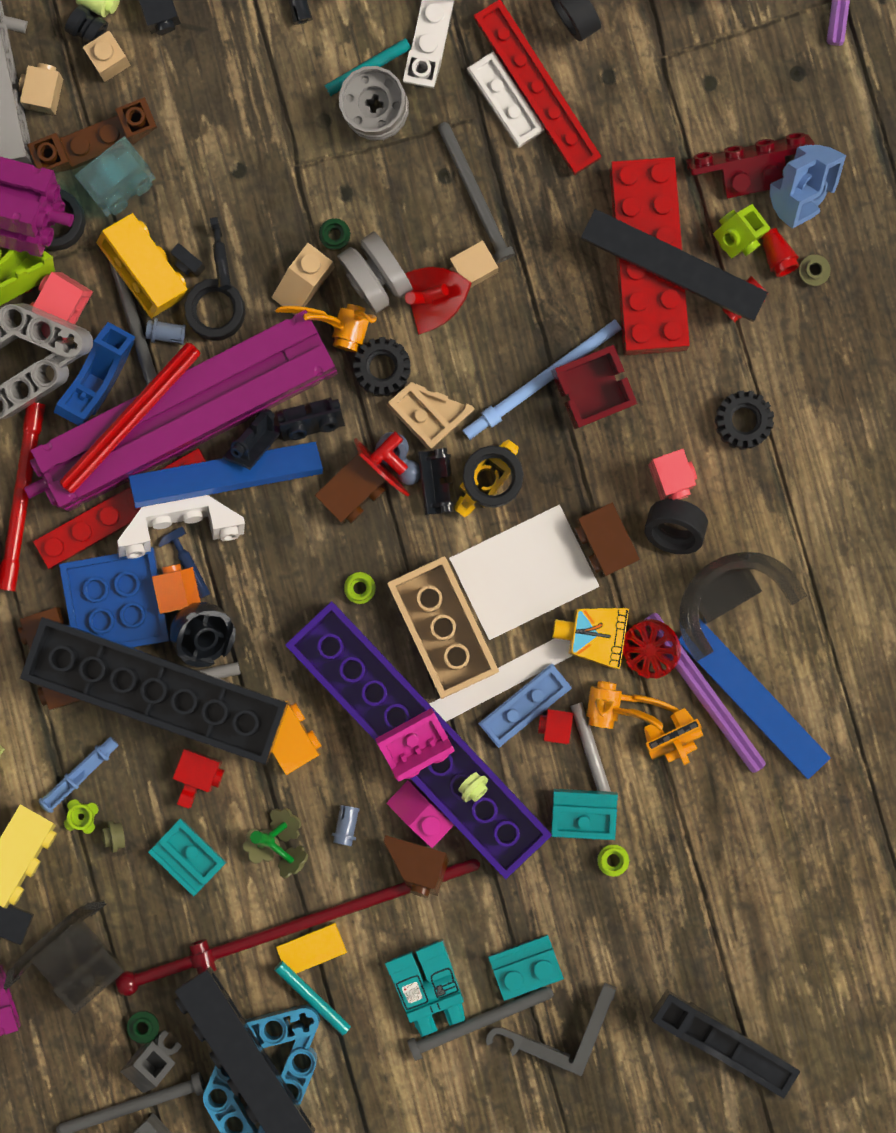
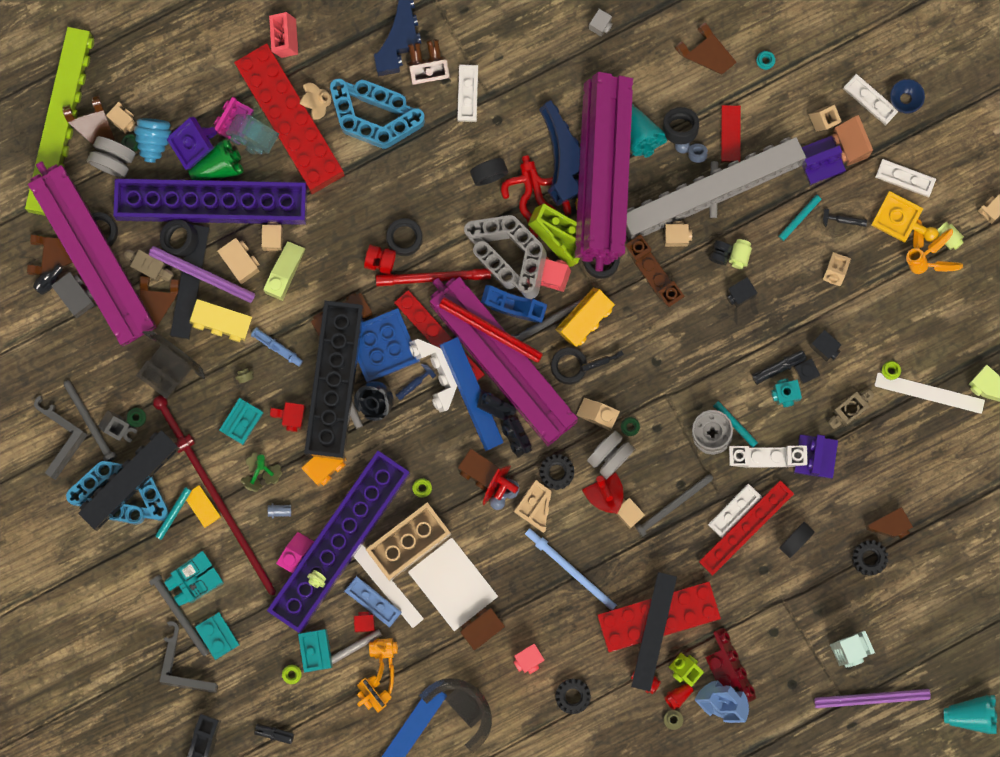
camera: 75 degrees right, 5 degrees down
(89, 812) = (247, 352): lime plate -> none
(106, 56) = (705, 268): tan brick -> none
(116, 177) = (633, 290): clear light blue brick -> none
(165, 332) = (549, 339): sand blue pin -> none
(175, 588) = (398, 379): orange brick -> none
(186, 261) = (593, 342): black plate -> none
(349, 325) = (576, 447): light orange plant -> none
(415, 745) = (334, 539): dark pink bracket -> none
(418, 865) = (263, 559): reddish brown slope -> none
(437, 493) = (498, 517): black hinge -> none
(465, 504) = (485, 539): yellow piece -> none
(499, 453) = (518, 549): black tyre -> none
(593, 387) = (571, 600): dark red piece -> none
(595, 634) = (423, 633): yellow torso -> none
(651, 648) = (423, 669): red wheel -> none
(678, 513) = (498, 668): black tyre -> none
(701, 907) = (274, 733): none -> black axle
(715, 707) = (403, 707): medium lavender axle -> none

